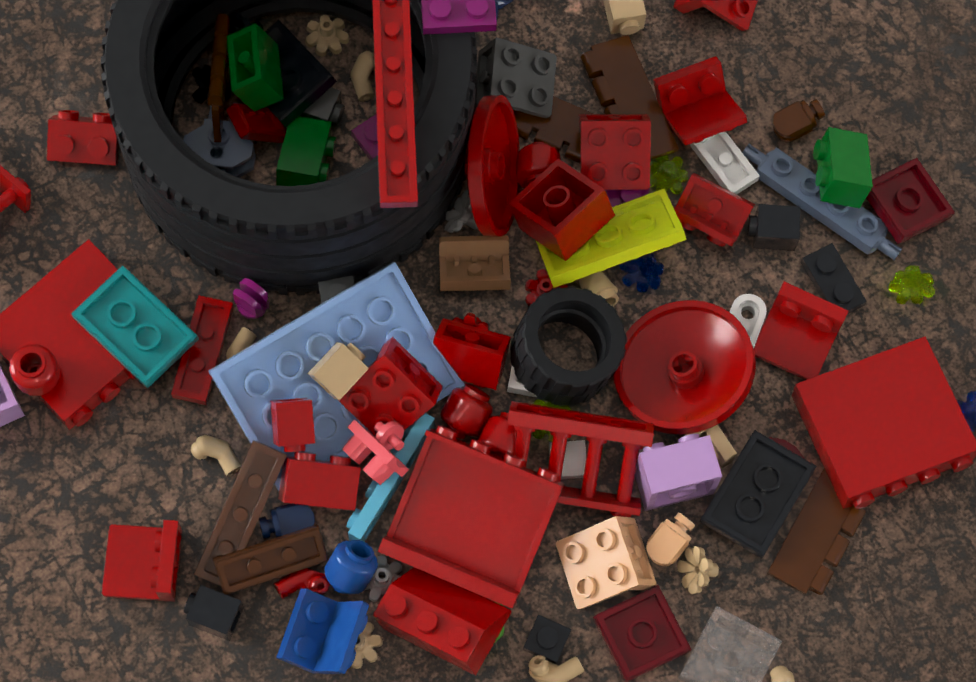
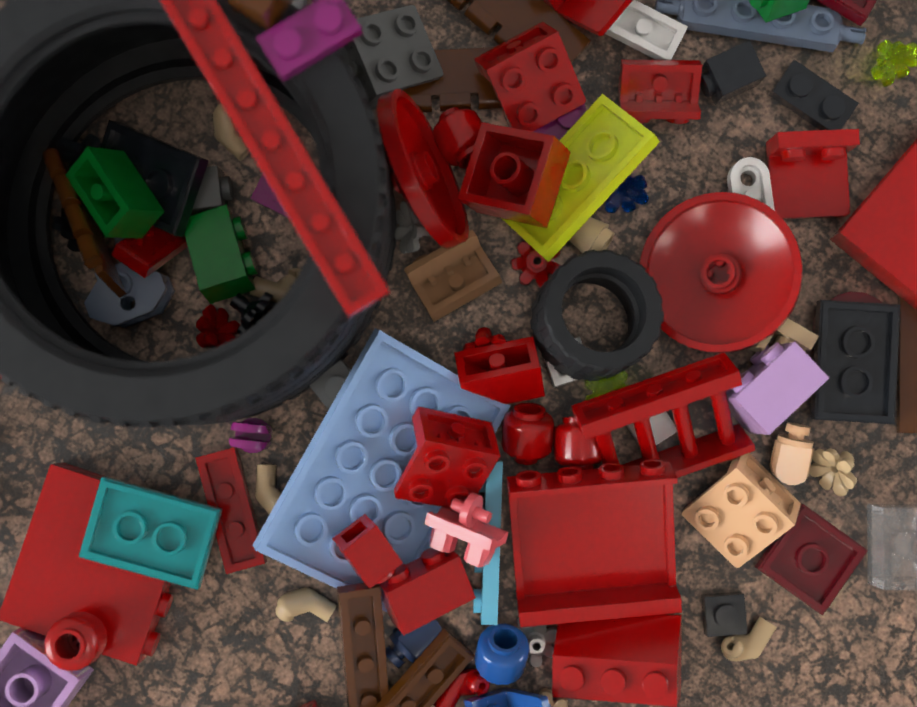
camera: 30 degrees left, 15 degrees up
(326, 35) = (168, 107): tan plant -> none
(339, 369) = (384, 474): tan brick -> none
(668, 174) = (593, 73): clear neon green plant -> none

